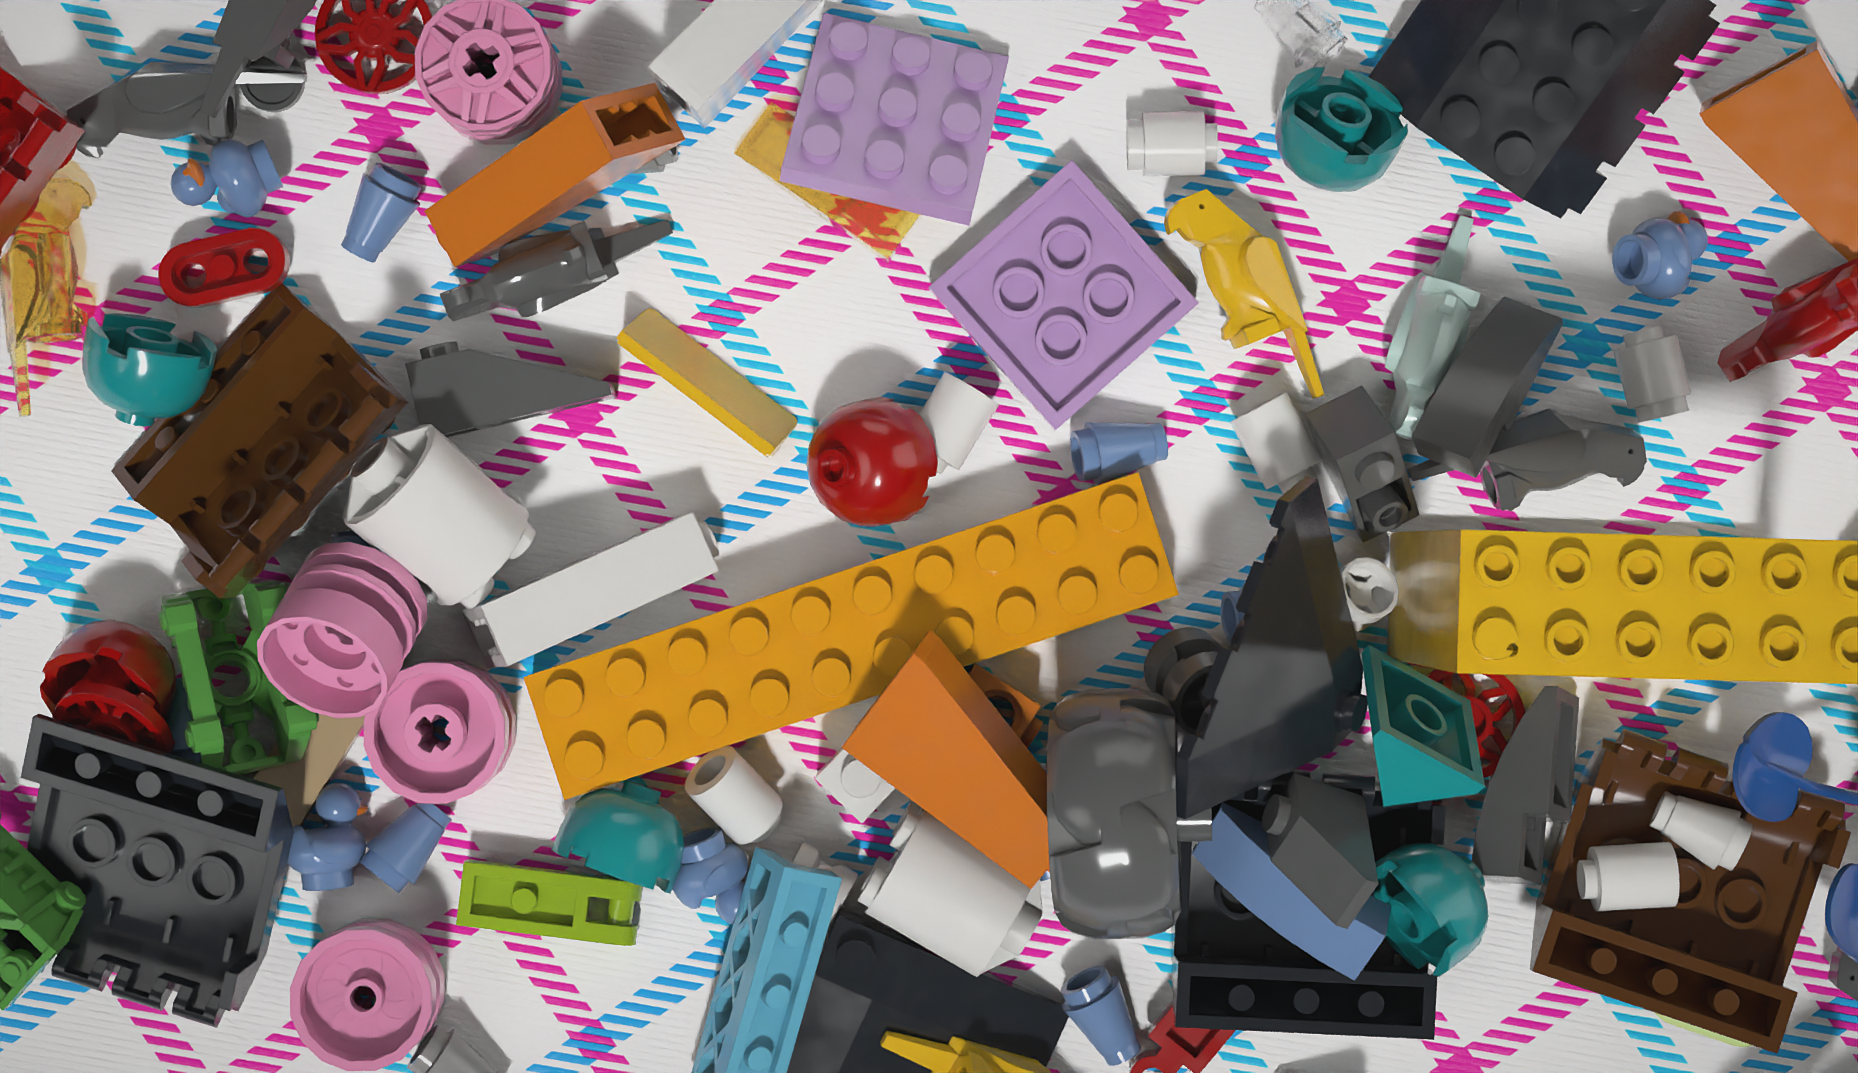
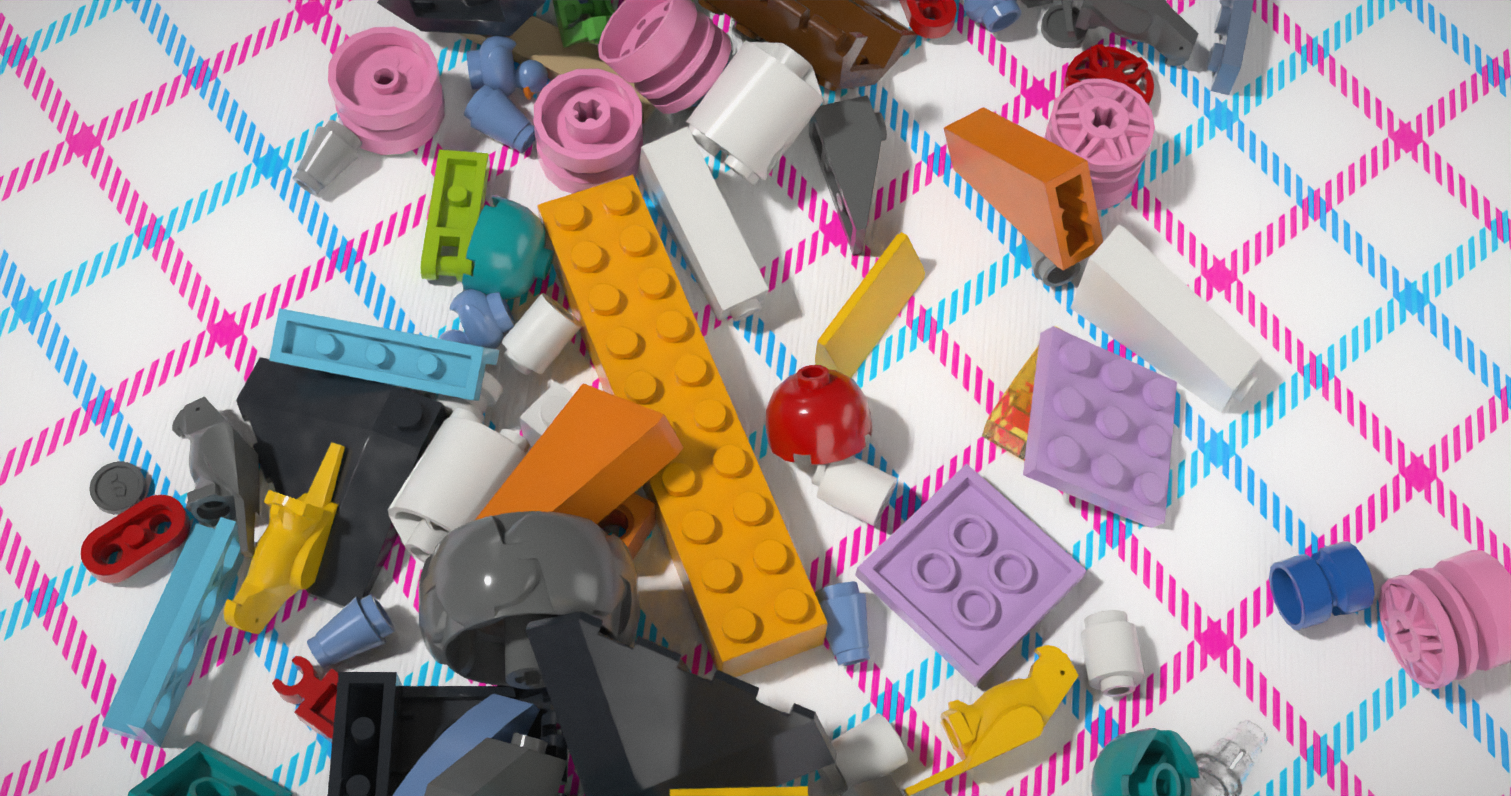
camera: 80 degrees right, 25 degrees down
(379, 211) = (978, 87): medium blue cone -> none
(549, 270) = (947, 196): dark grey animal -> none

